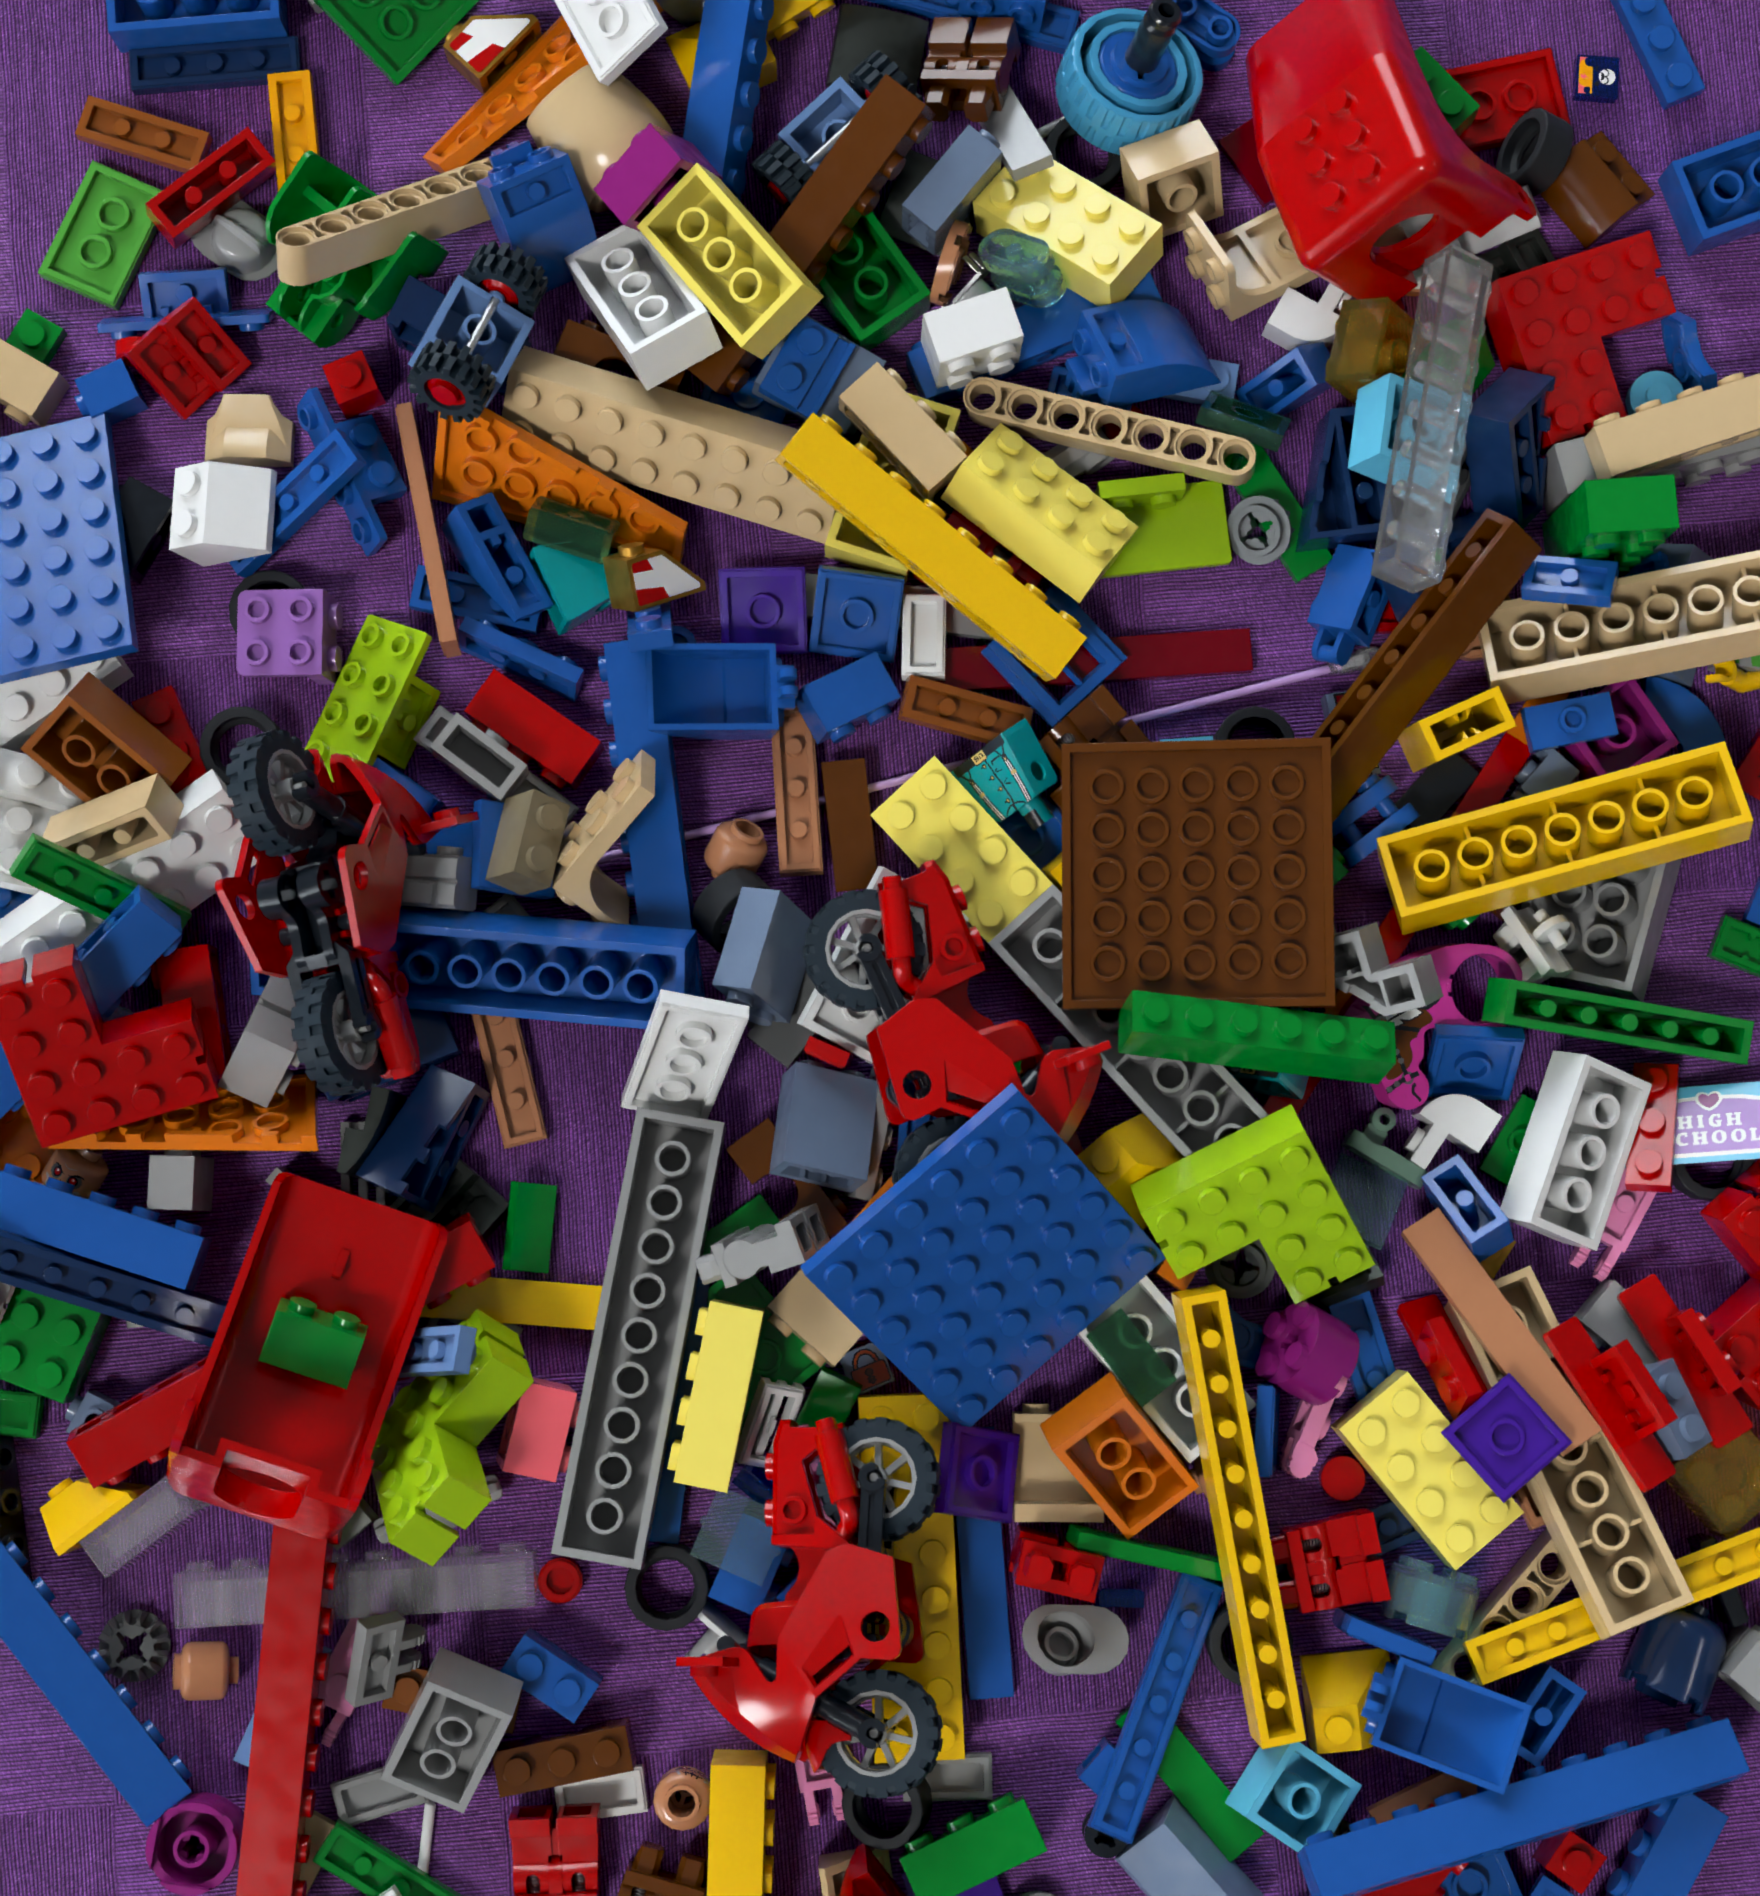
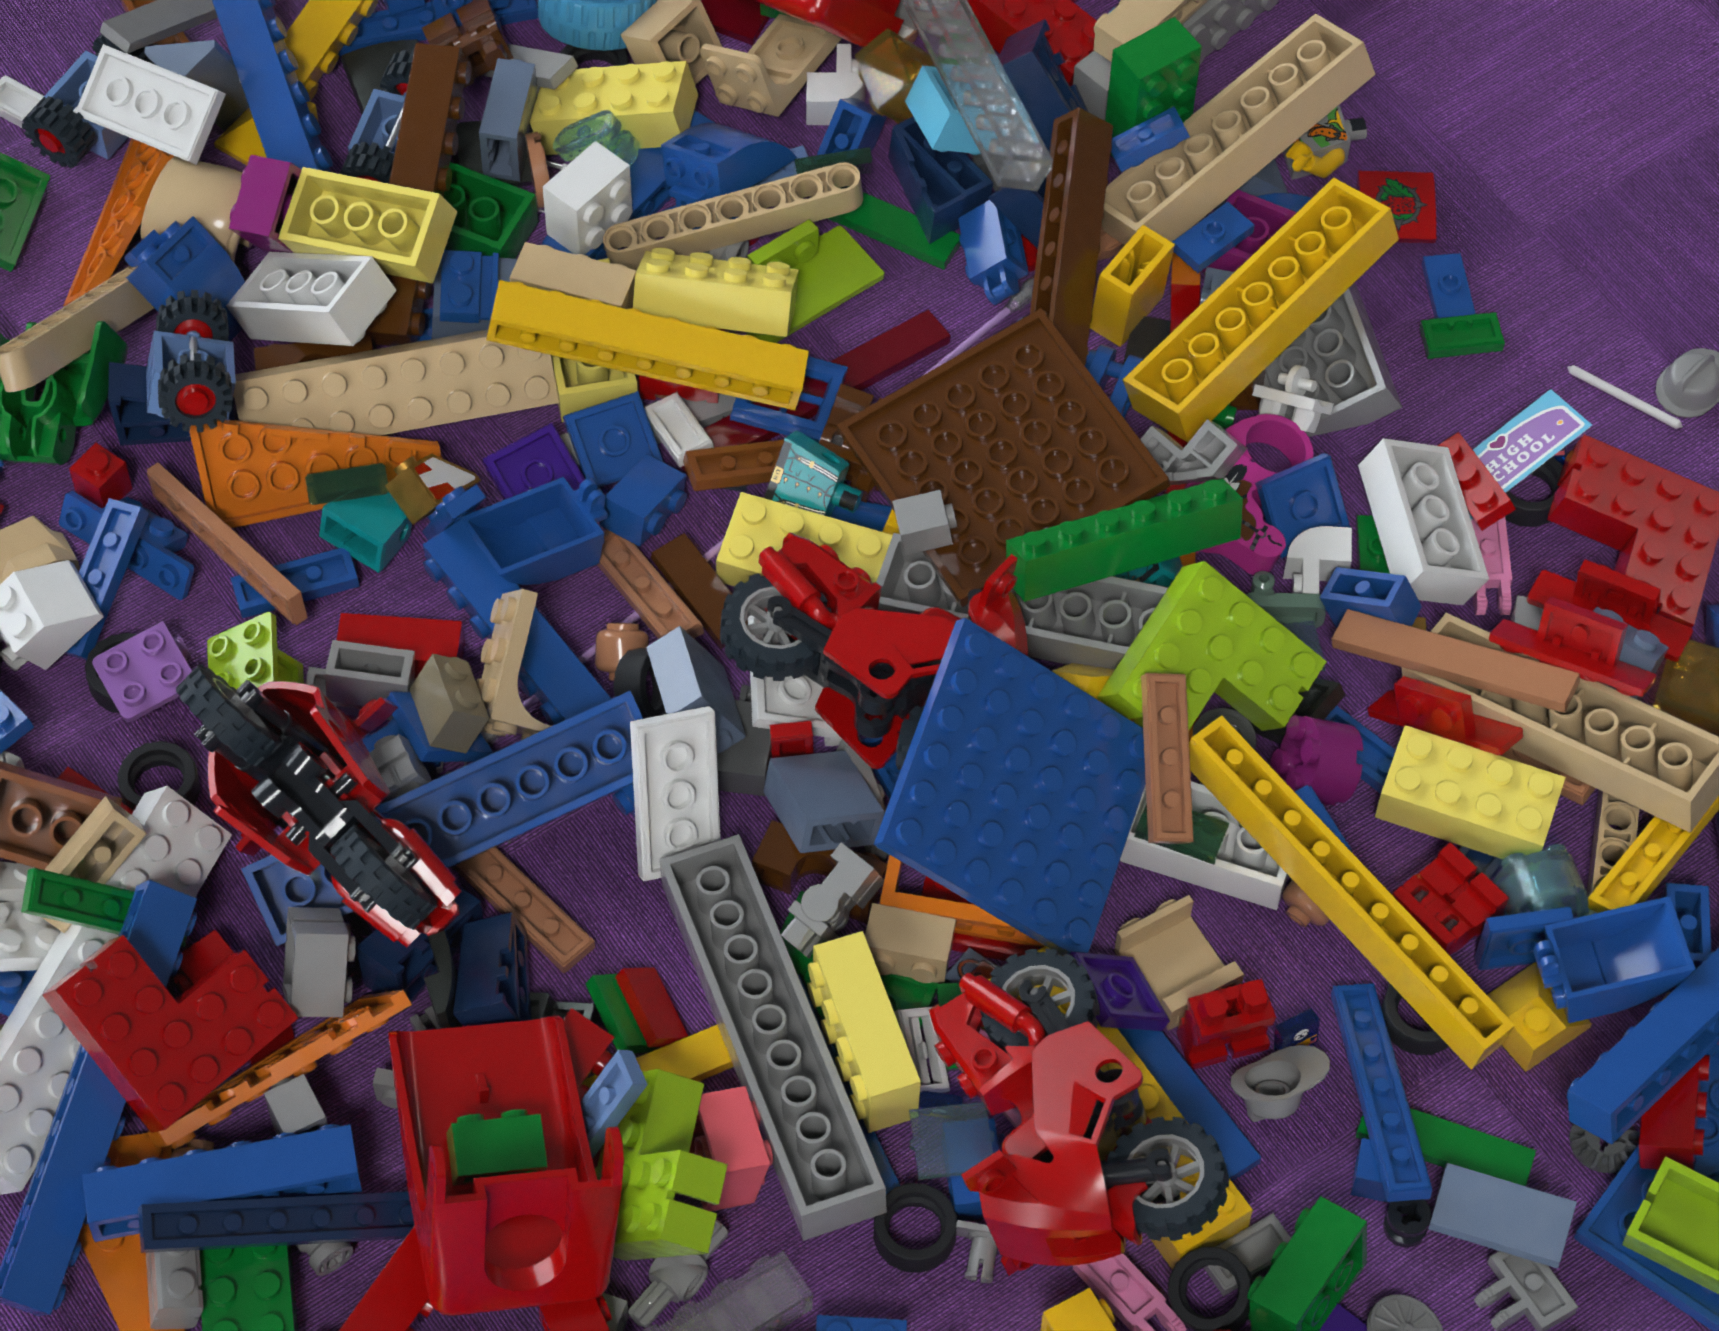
camera: 25 degrees left, 25 degrees down
(489, 46) = (75, 206): slope -> none
(495, 557) = (291, 535): blue slope -> none
(521, 658) = (381, 598): blue plate -> none
(559, 1236) = (651, 1006): none -> red tile
(560, 1579) = (822, 1276): red tile -> none
(1073, 913) = (924, 522): none -> light grey brick
(1119, 1455) = (1222, 907): orange brick -> none
(1144, 1552) = (1309, 975): green tile -> none
(1149, 1298) = (1167, 758): none -> nougat tile
(1242, 523) = (876, 246): dark grey gear -> none
(1293, 1793) = (1529, 1095): medium azure brick -> none
(1307, 1426) = (1359, 827): bright pink hinge -> none
(1341, 1477) = (1410, 855): red tile -> none
(1506, 1437) = (1512, 718): dark purple tile -> none
(1617, 1020) = (1392, 412): green brick -> none

